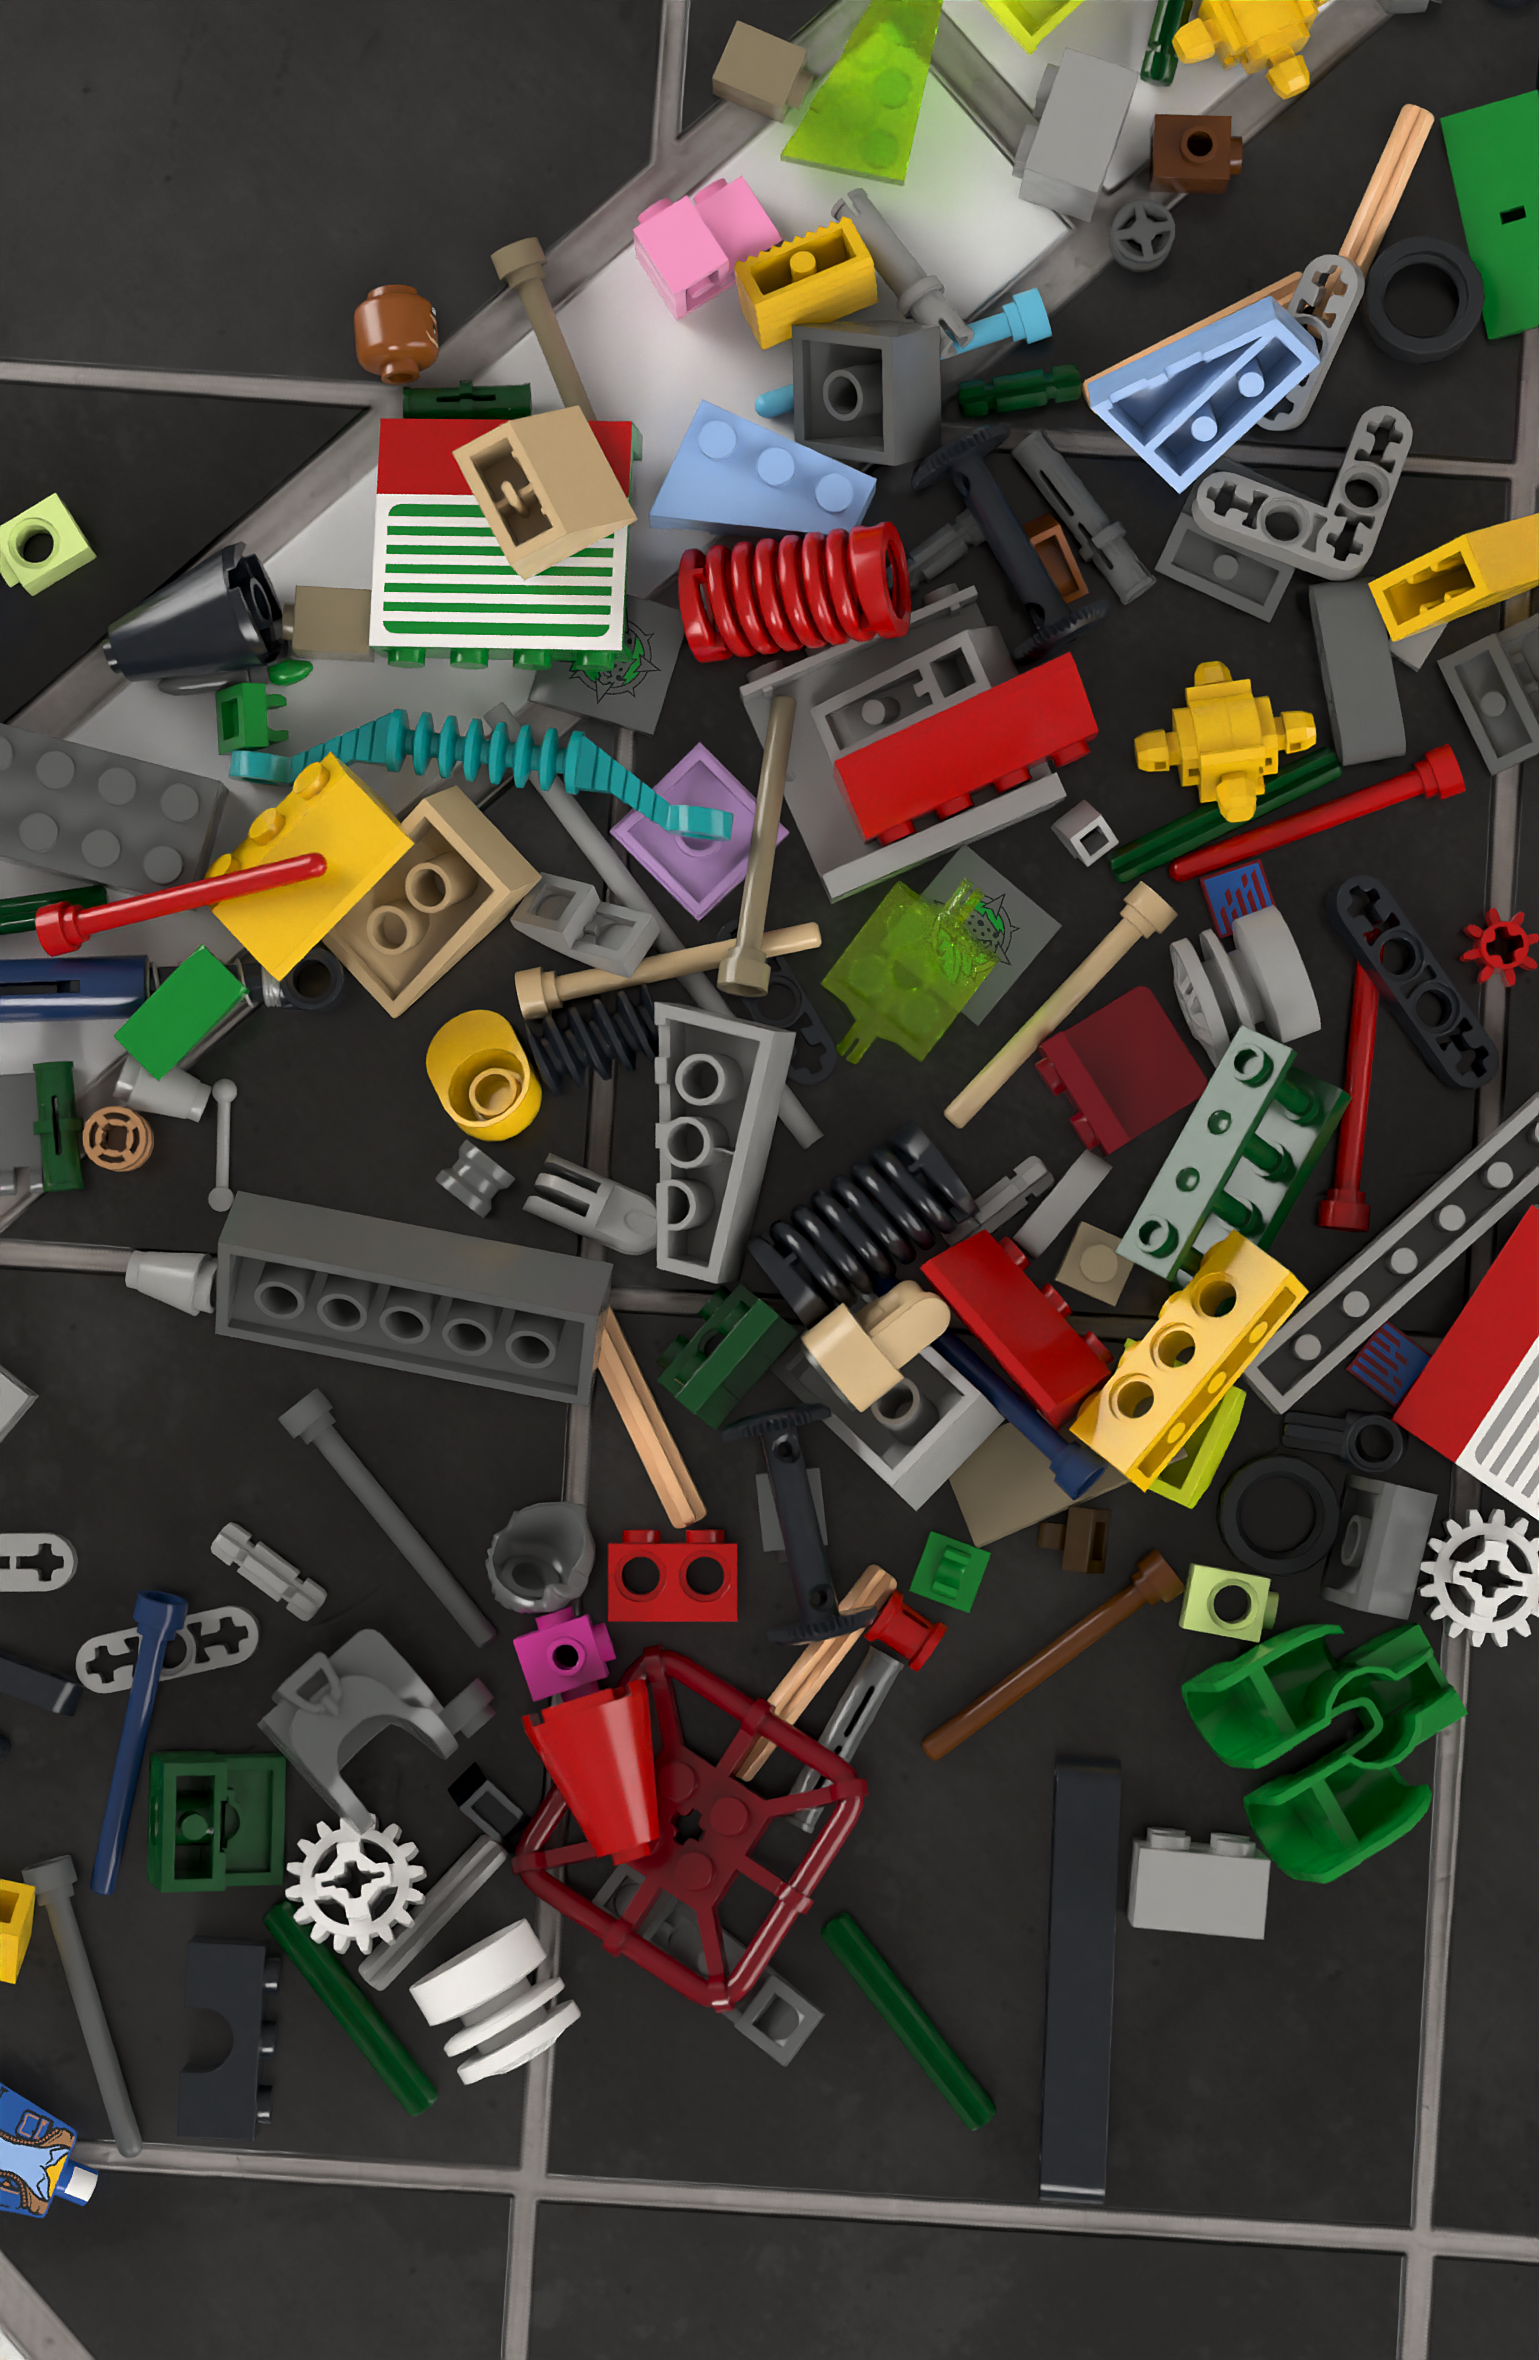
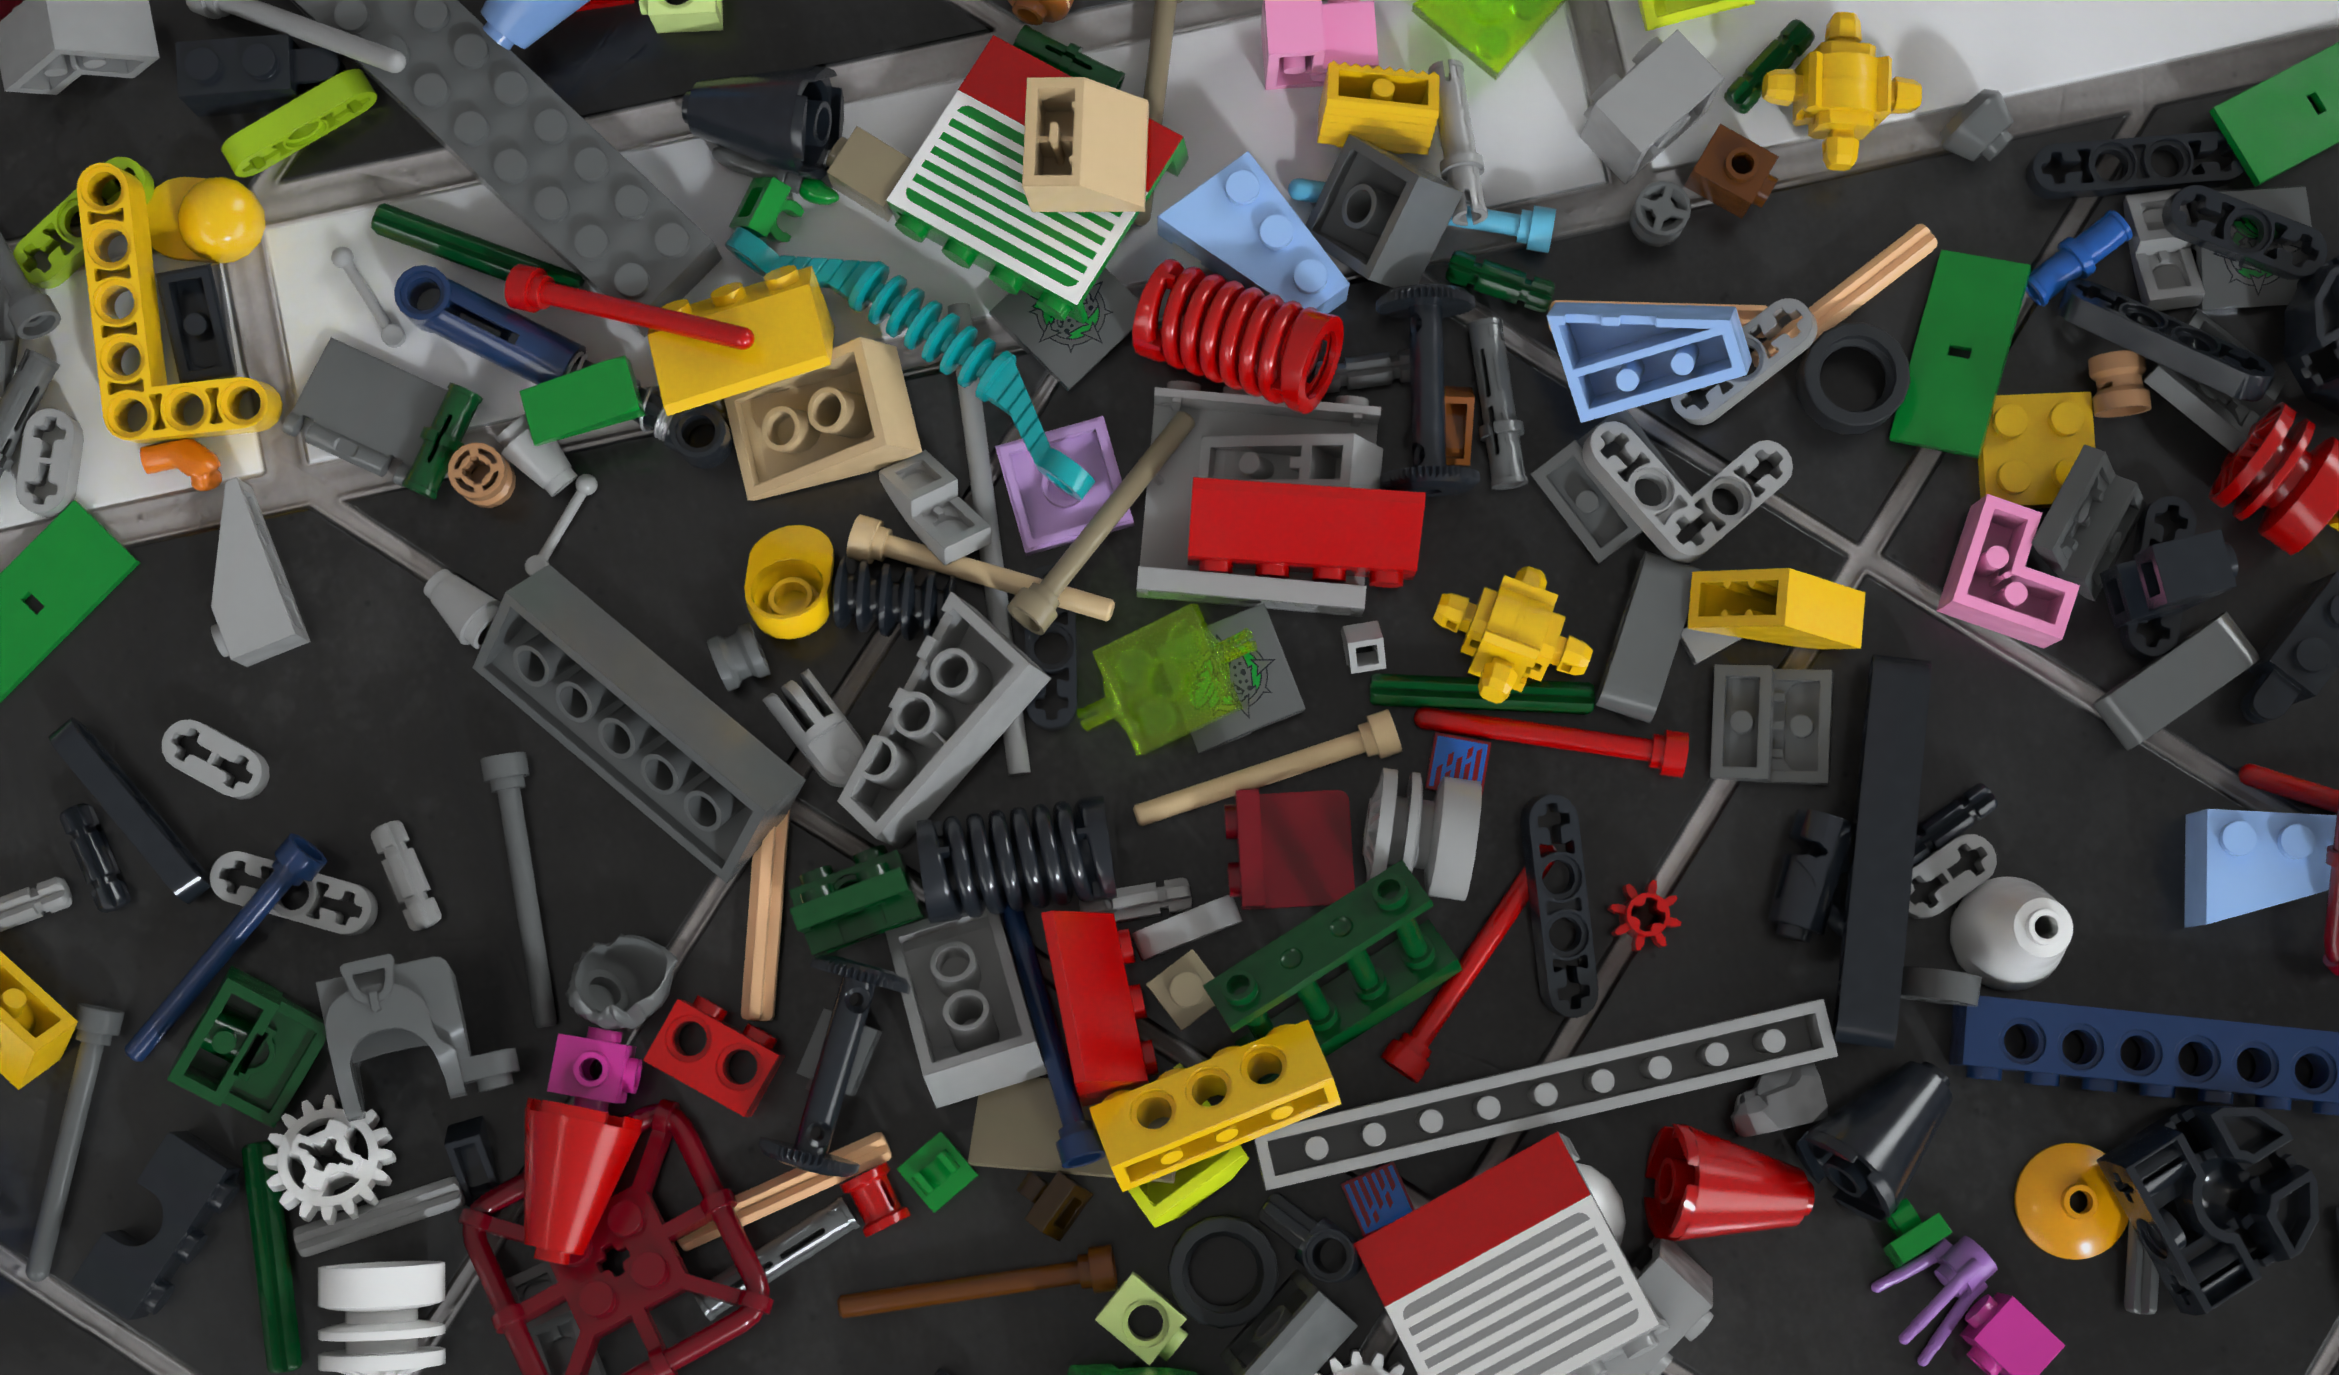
camera: 25 degrees right, 5 degrees down
(865, 1350) = (961, 956): tan piece -> none

